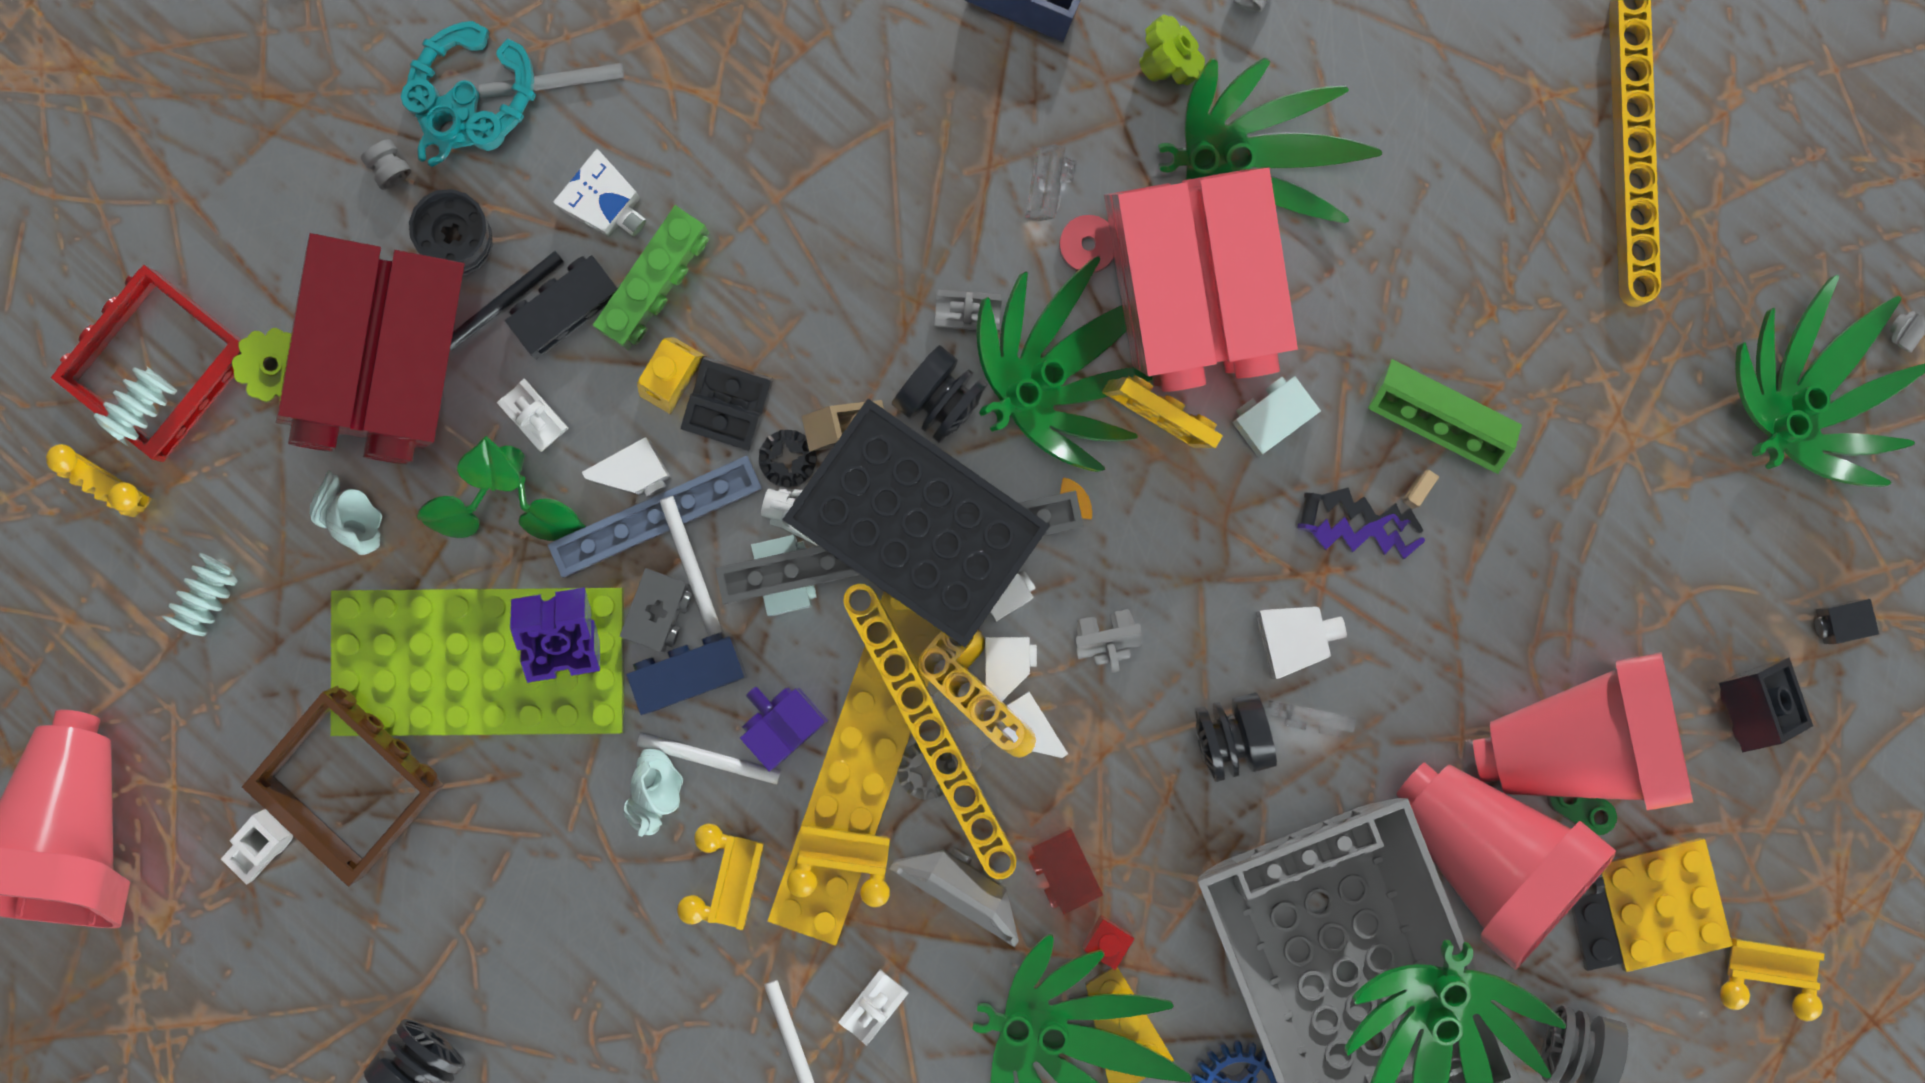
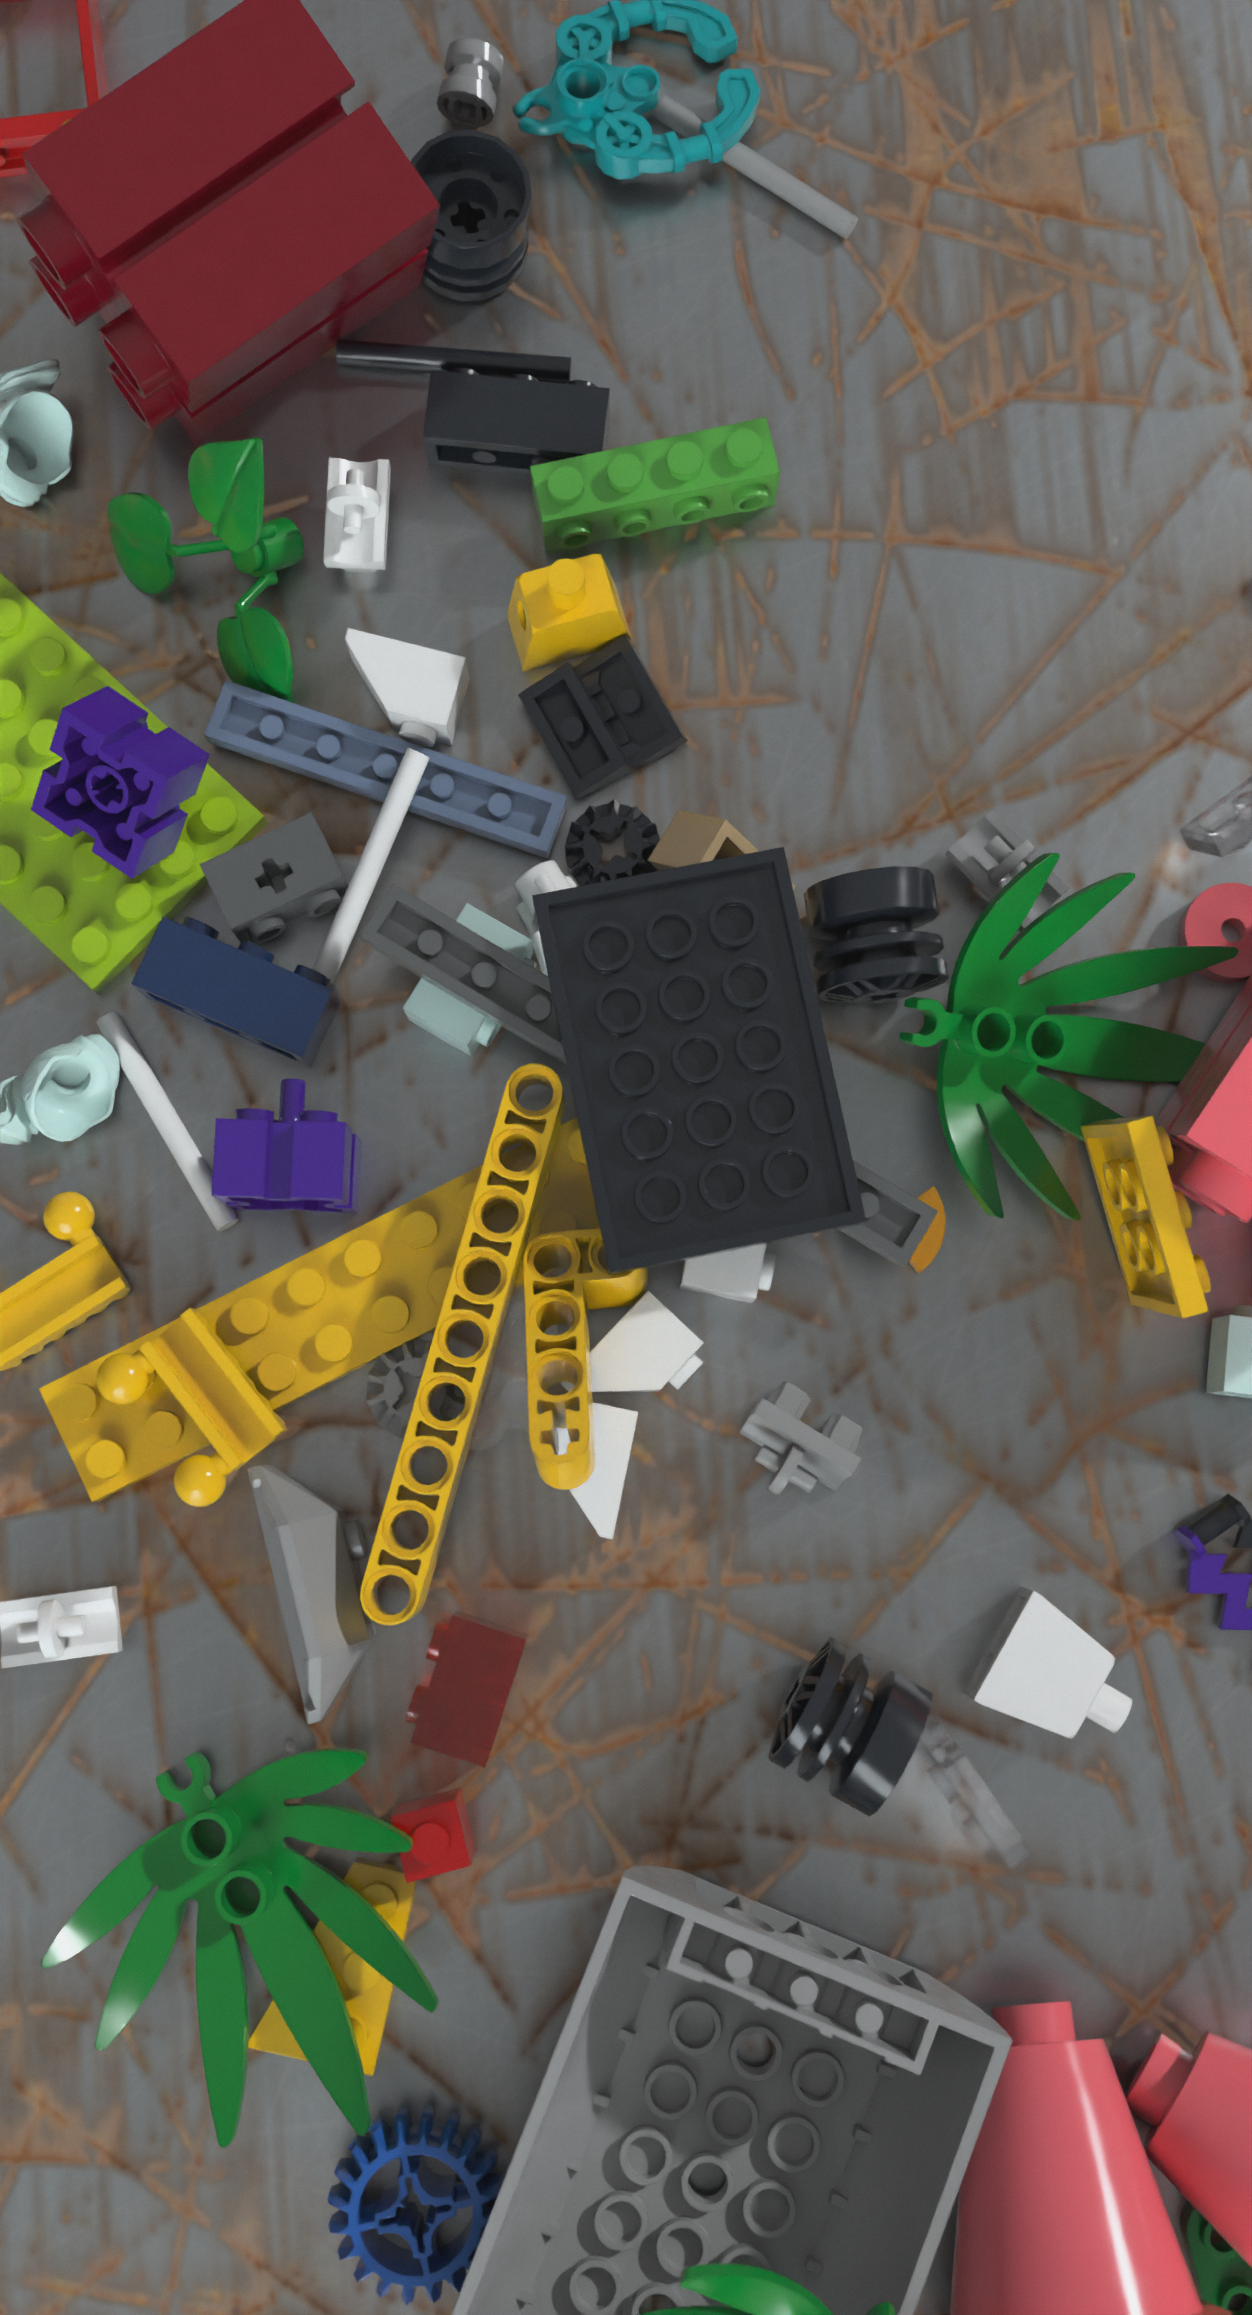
camera: 45 degrees right, 5 degrees down
(601, 198) = (683, 341): white torso -> none

